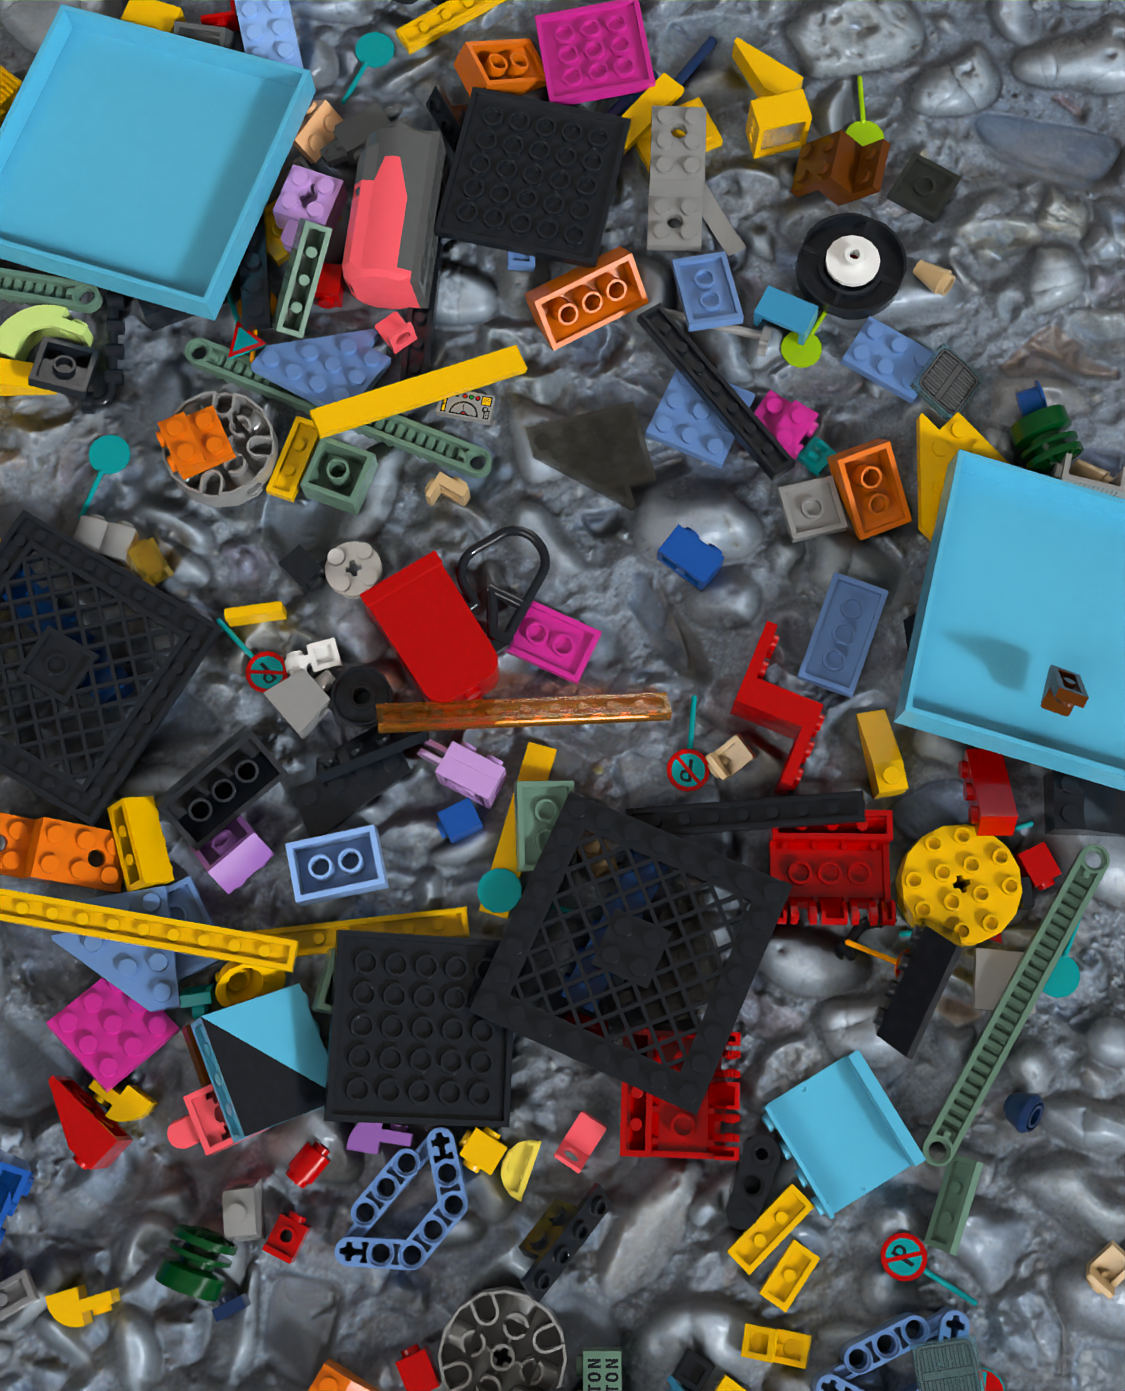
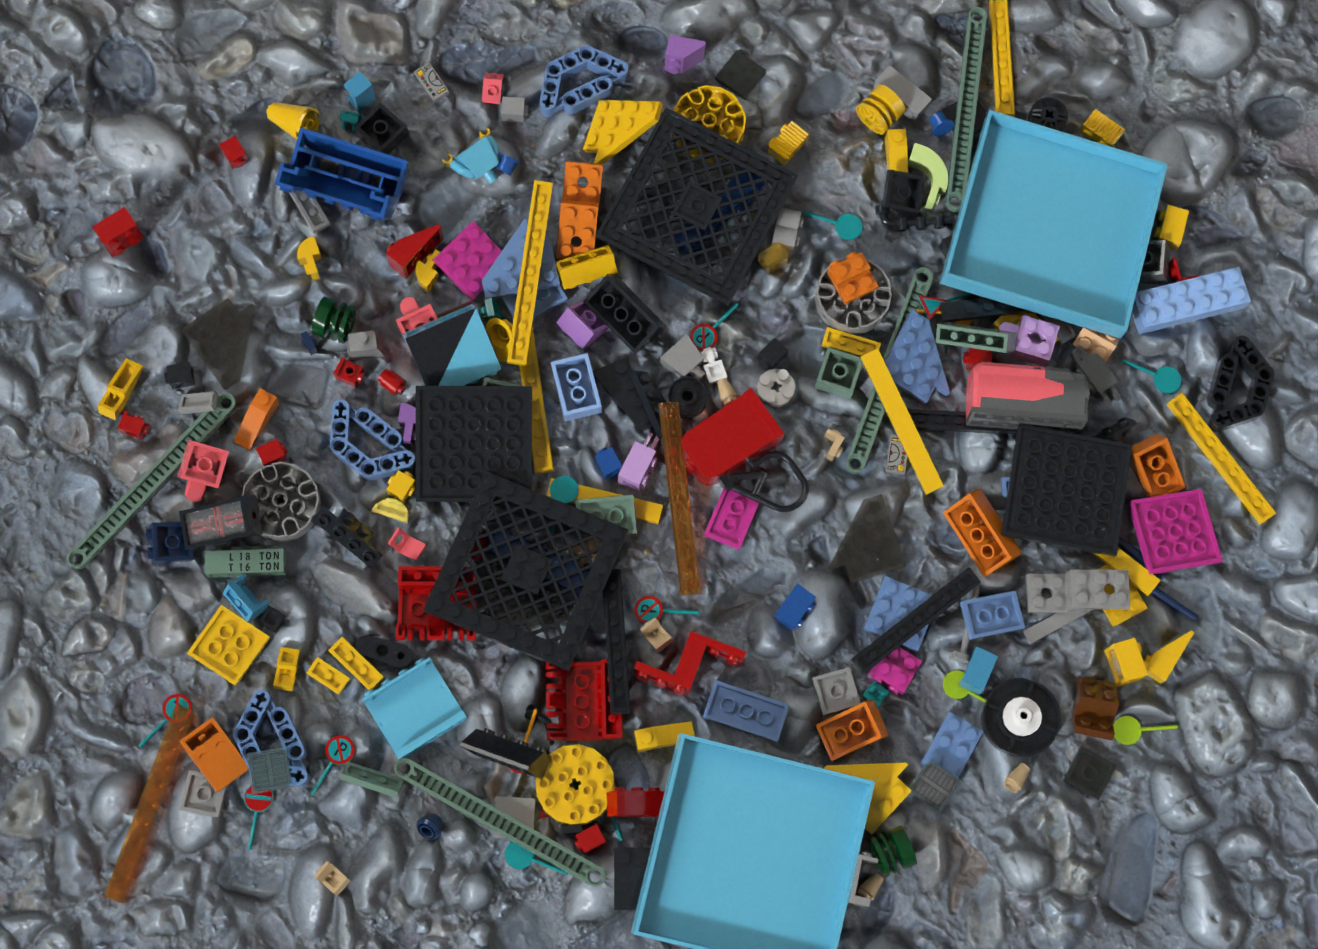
camera: 80 degrees right, 0 degrees up
(255, 613) = (741, 326): yellow tile -> none
(359, 639) = (726, 392): none -> tan cone
(396, 332) = (946, 404): coral bracket -> none
(1031, 399) = (925, 846): blue piece -> none
(1063, 691) = (702, 841): reddish brown slope -> none

